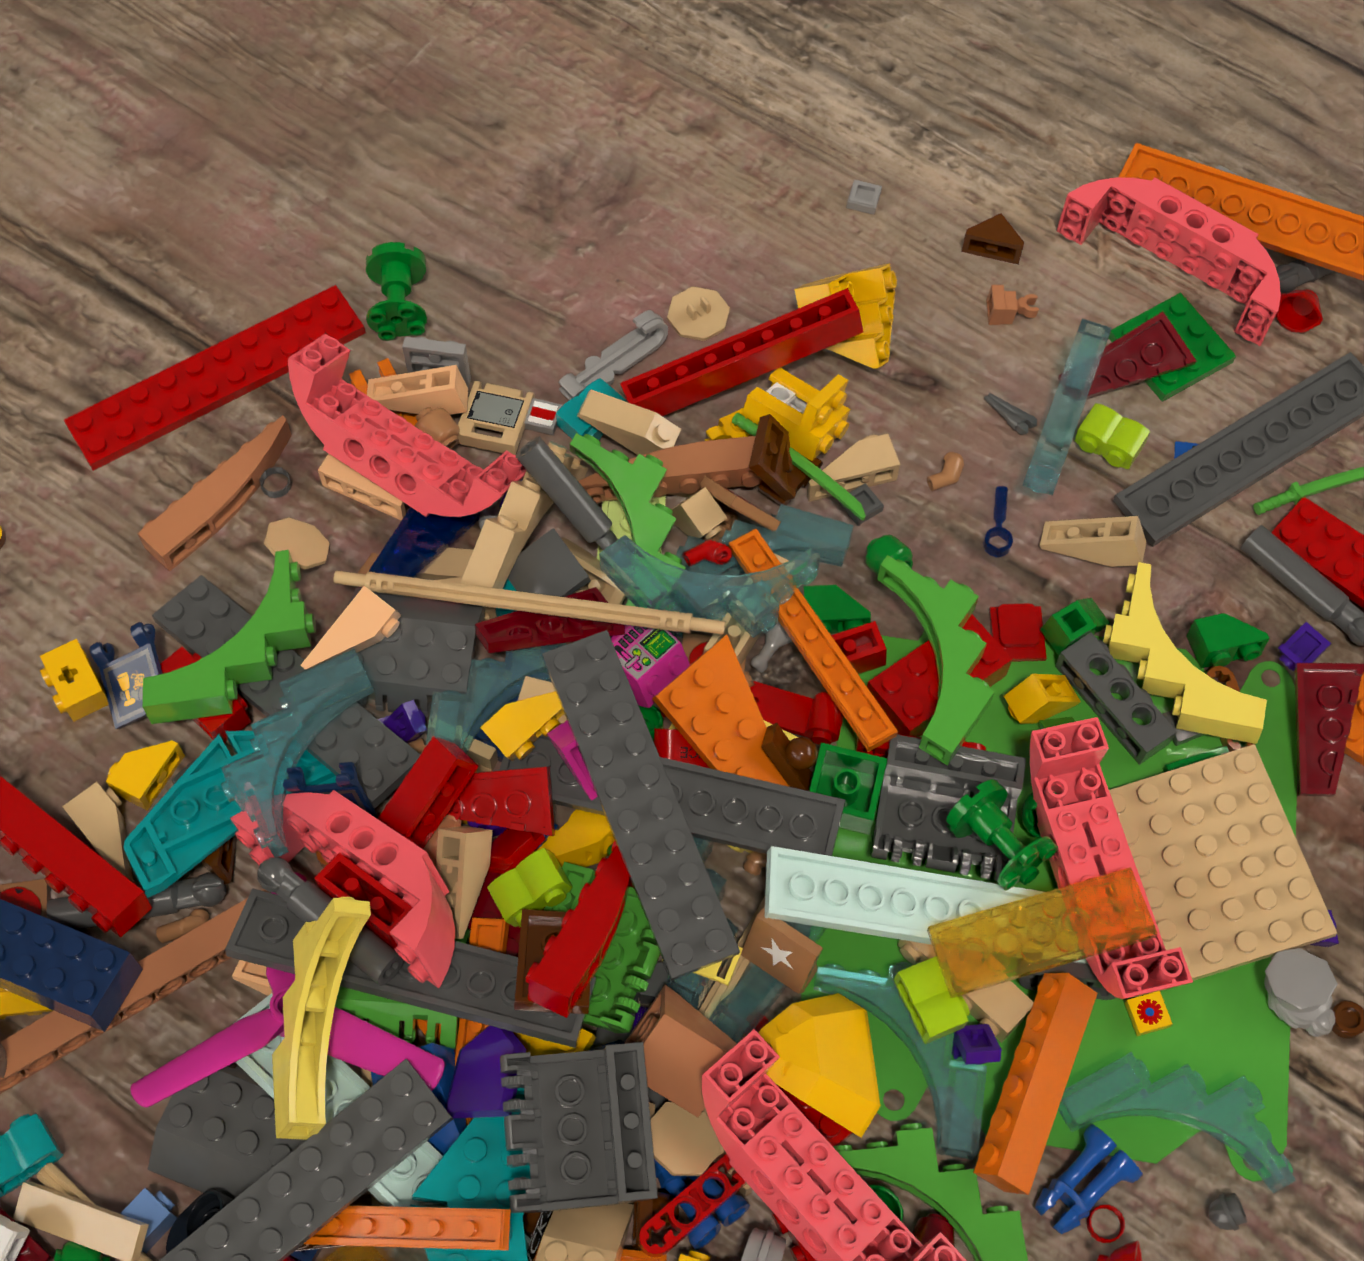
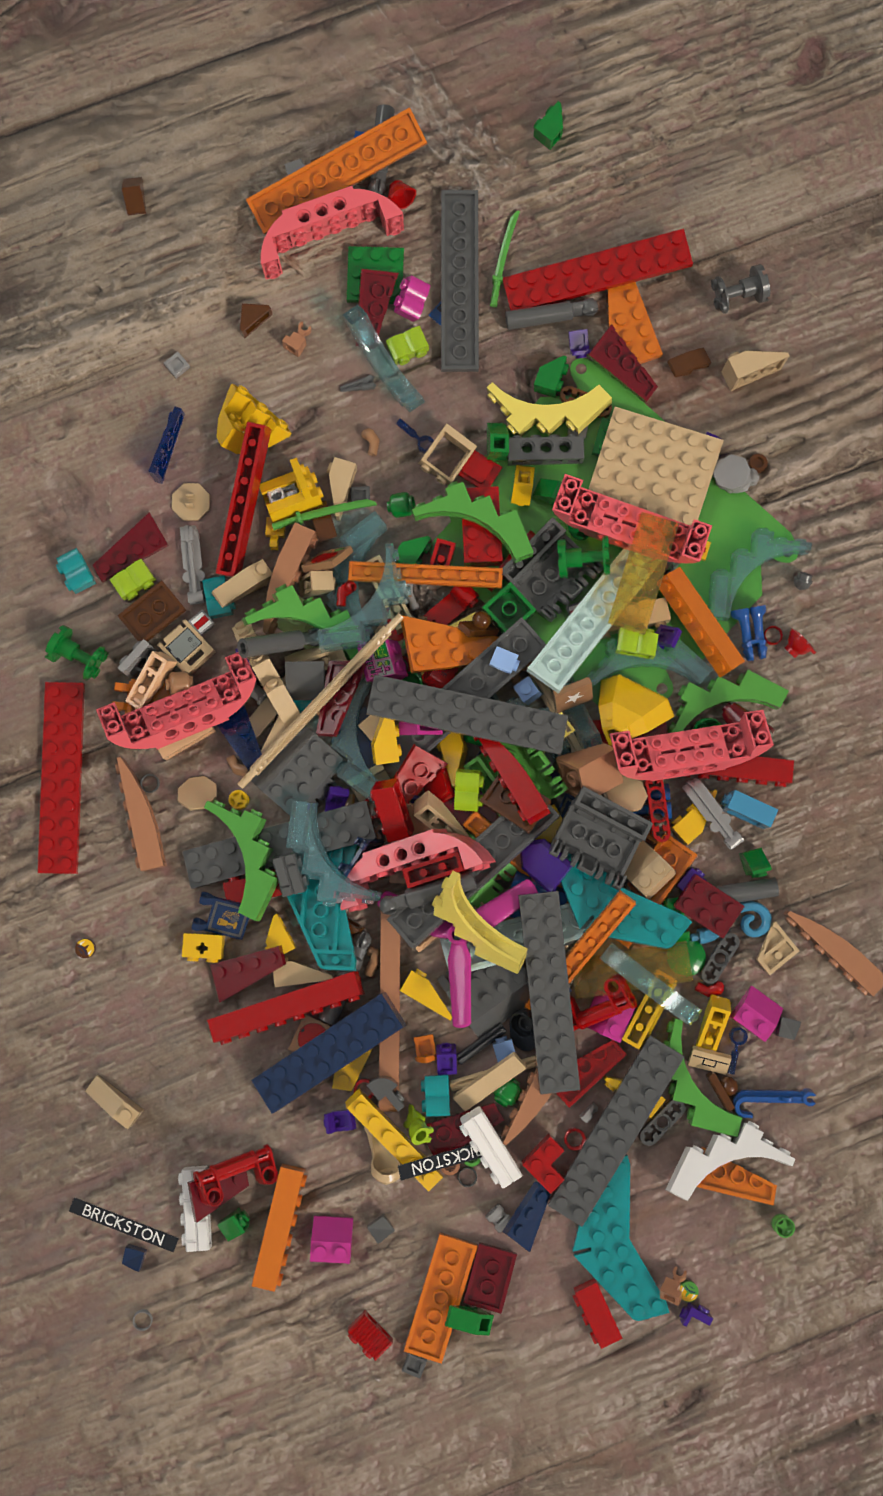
camera: 55 degrees left, 20 degrees up
(67, 753) = (240, 972): none -> dark red wing
(85, 1133) = (446, 1059): none -> dark purple bracket
(87, 1092) = (425, 1048): none -> orange tile
(140, 1173) = (481, 1043): none -> black axle
(177, 1023) = (422, 990): none -> yellow slope
(234, 720) = (288, 872): none -> dark grey brick
(315, 597) = (240, 797): none -> yellow wheel
(358, 627) = (281, 792): light nougat slope -> none
(508, 236) = (75, 570): none -> teal brick
(515, 350) = (152, 612): none -> reddish brown plate
(543, 303) = (132, 580): none -> lime brick
(591, 284) = (136, 544): none -> dark red wing
(744, 239) = (166, 446): none -> clear blue wing
(744, 889) = (528, 690): none -> medium blue brick
(760, 811) = (504, 660): none -> light blue brick
(771, 456) = (313, 525): reddish brown wing -> none
(1035, 35) = (134, 196): none -> reddish brown slope
(1036, 567) = (458, 440): none -> tan window
(1097, 540) = (459, 396): tan slope -> none
(1178, 401) = (411, 298): none -> dark pink brick

